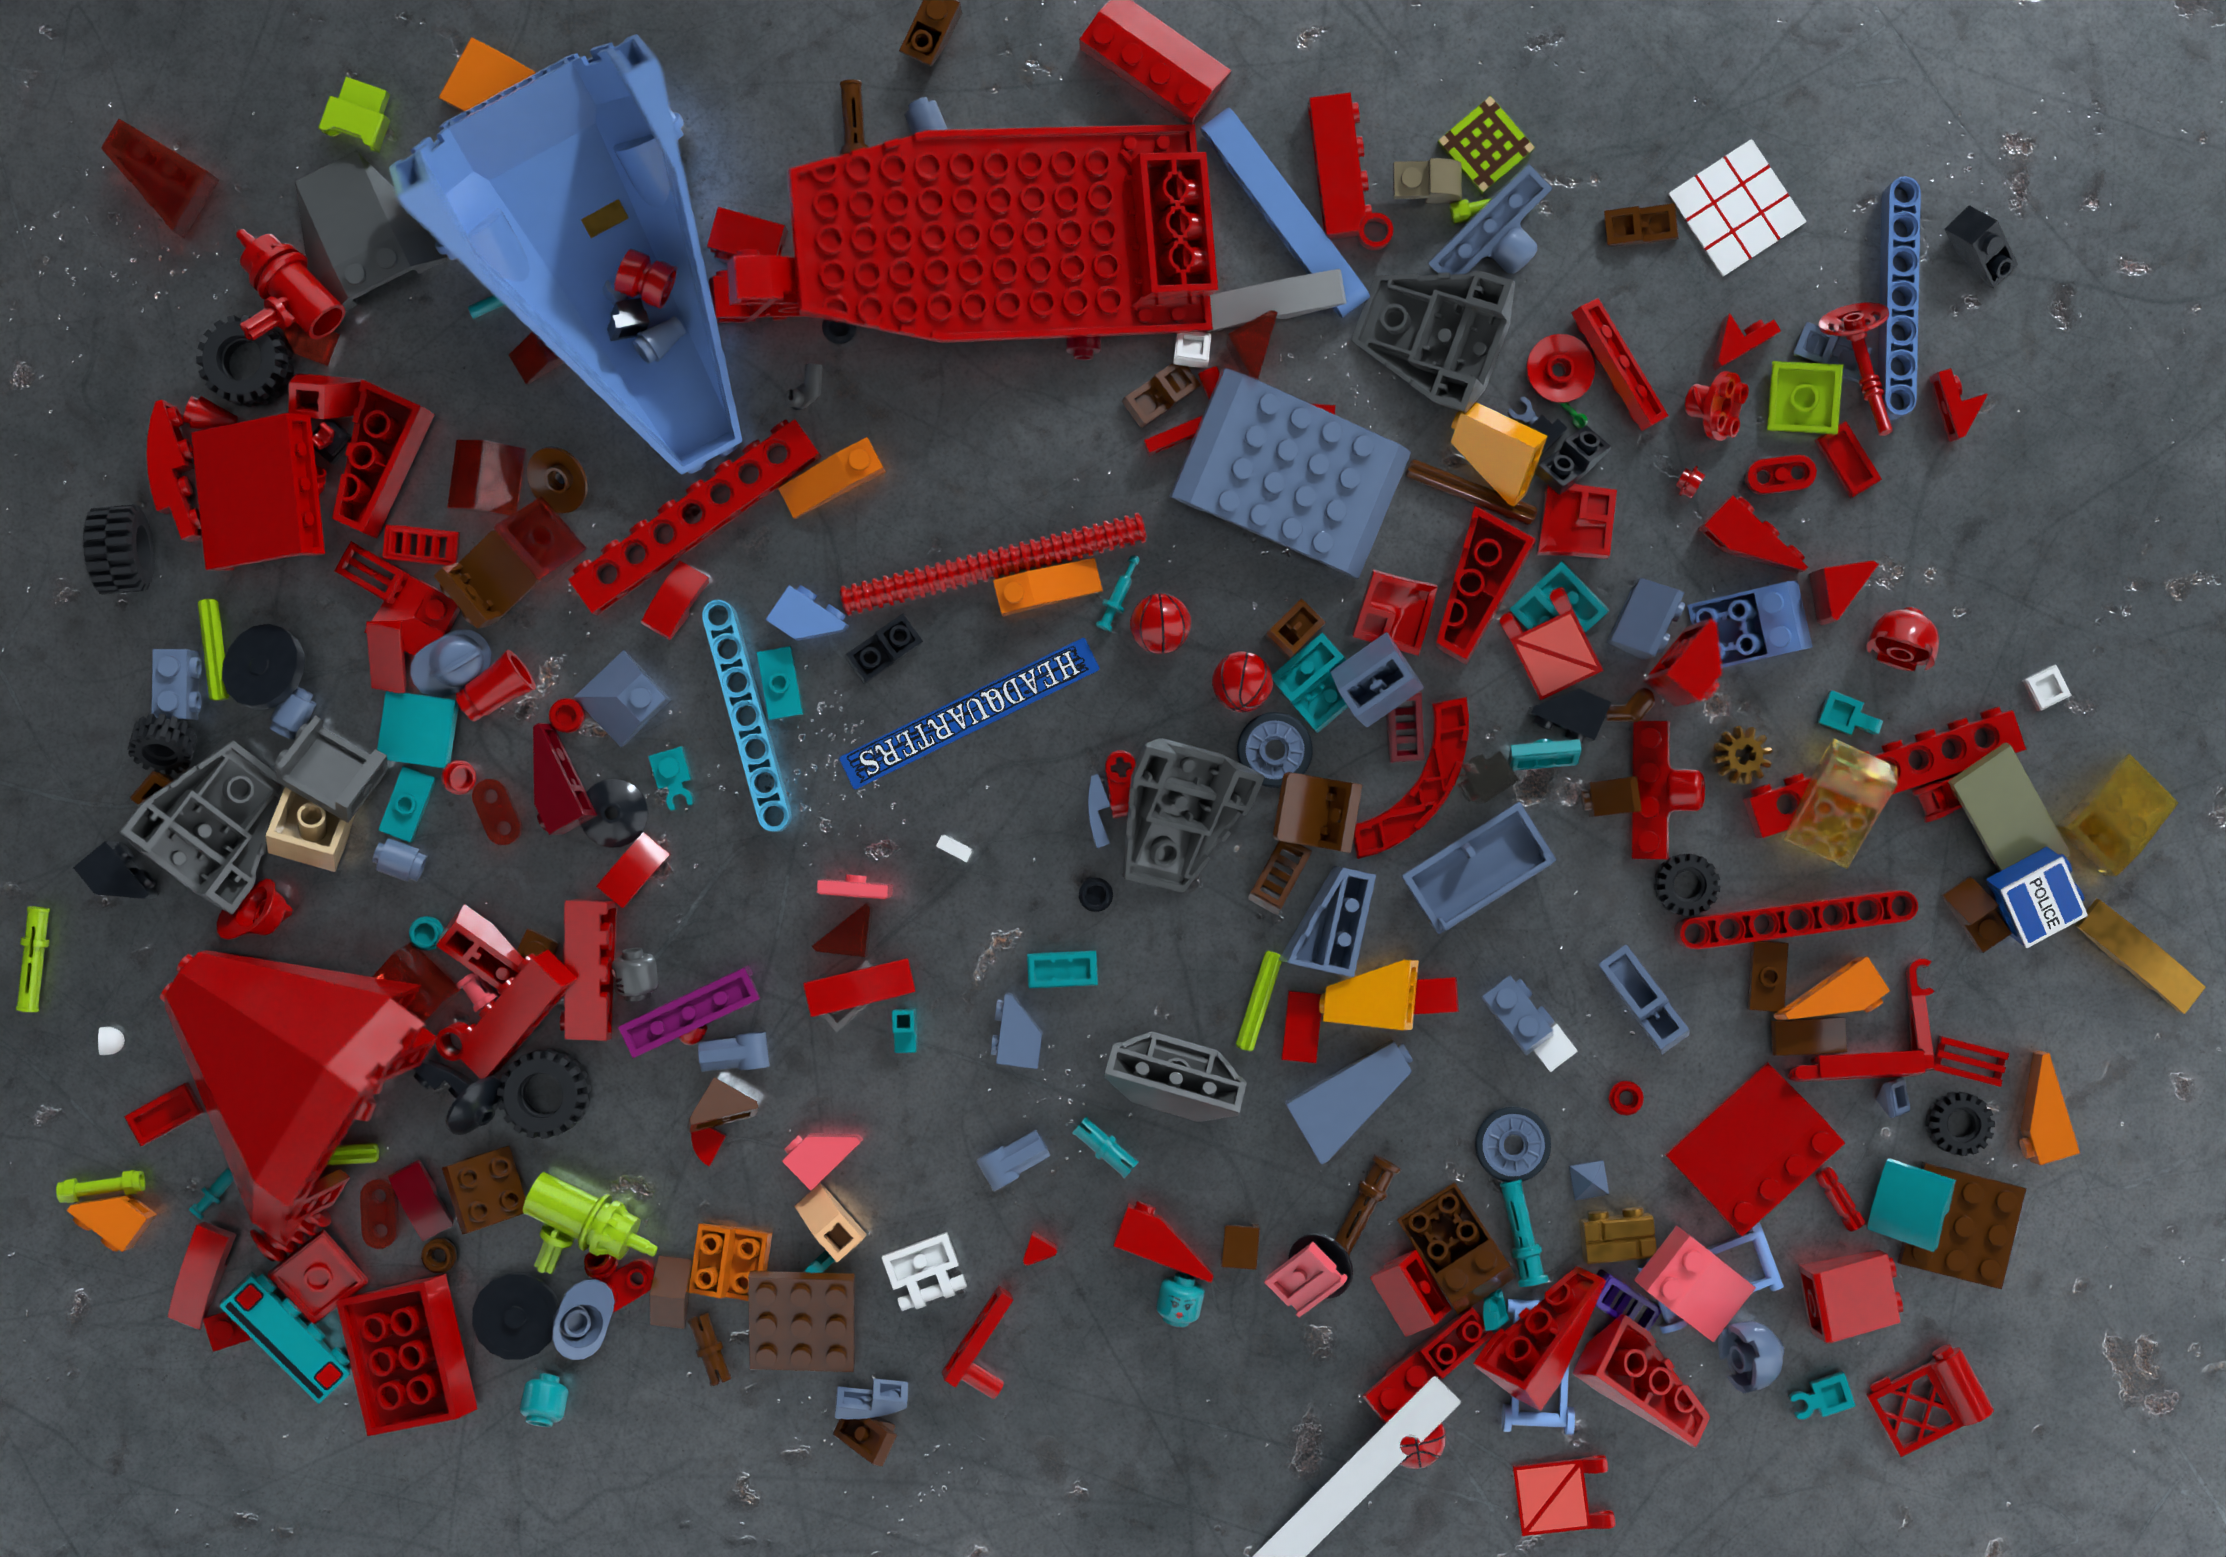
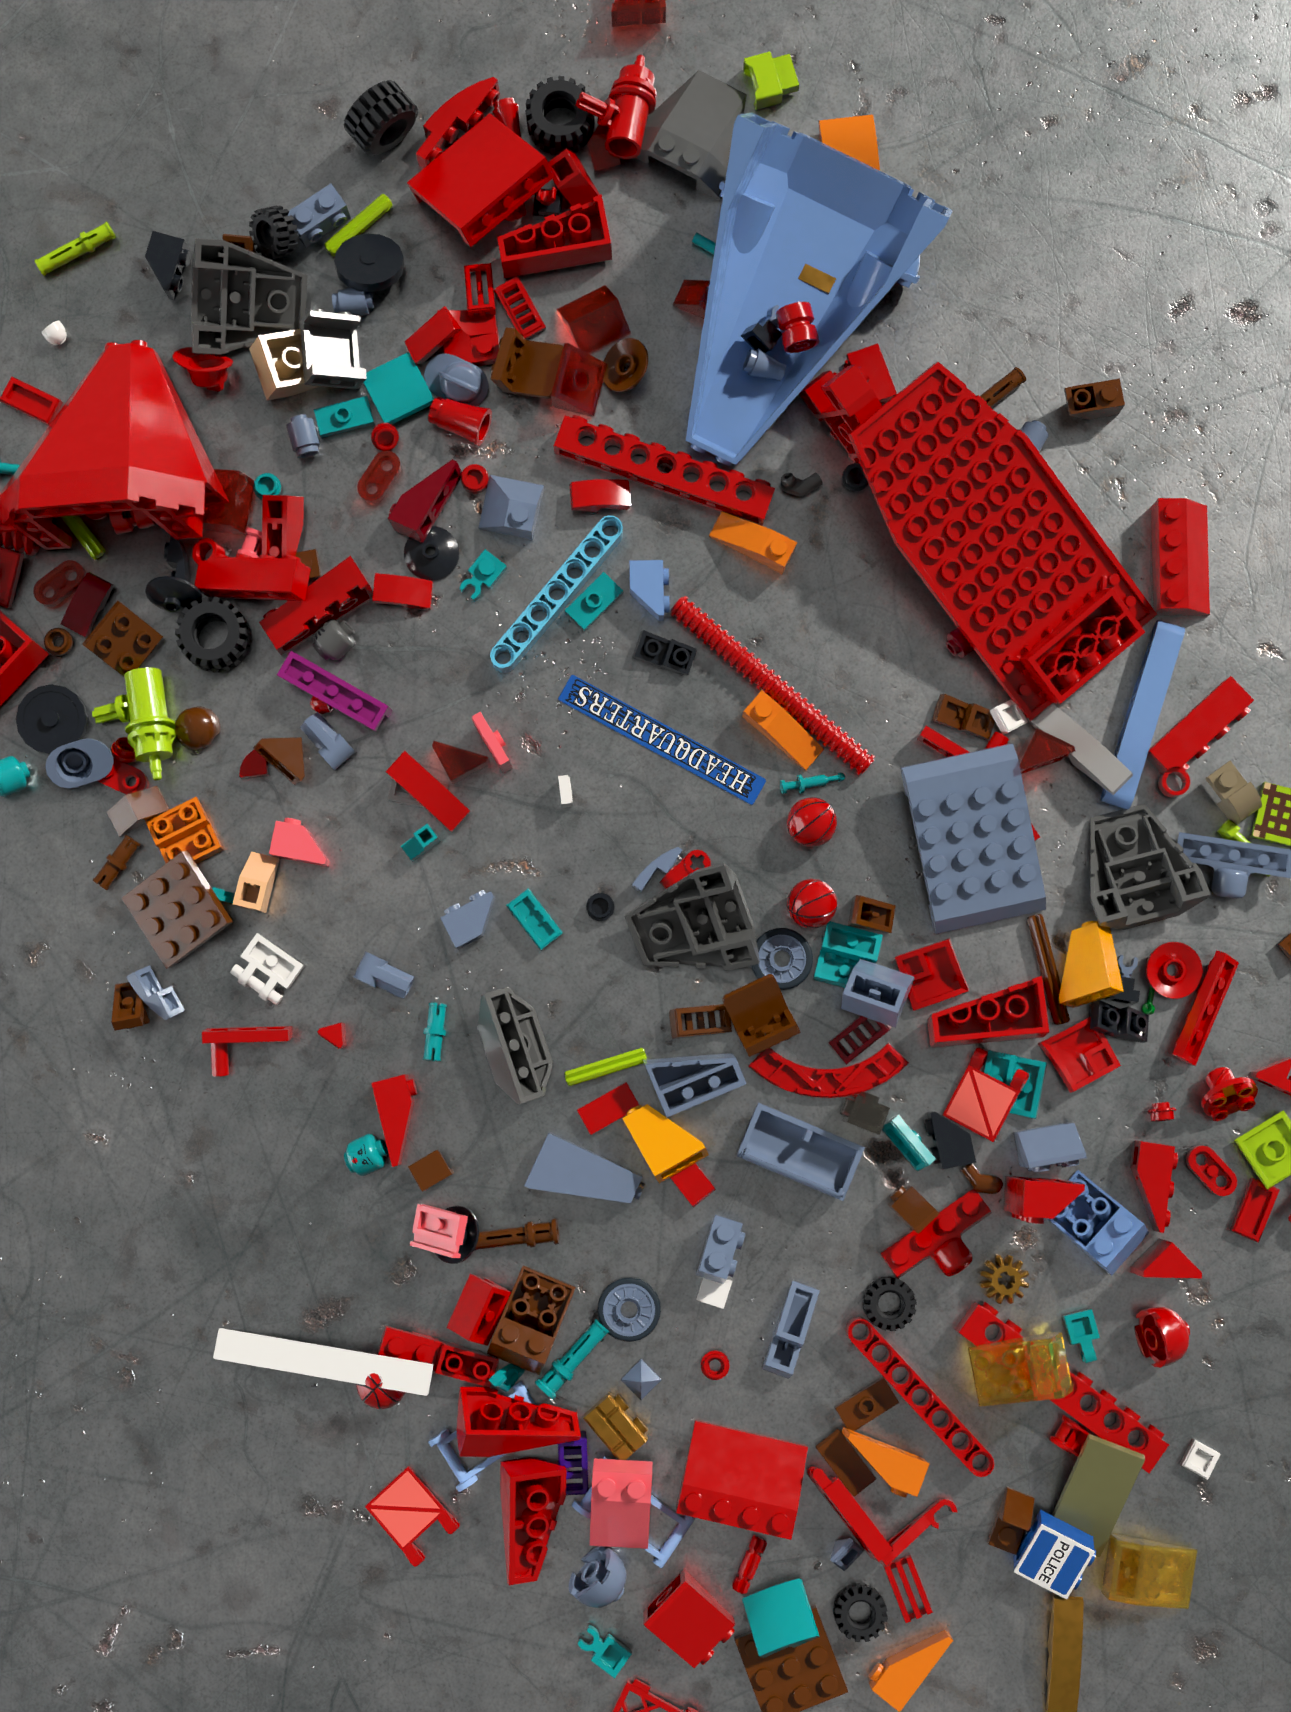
camera: 50 degrees right, 5 degrees down
(627, 1174) = (197, 727): none -> reddish brown hair

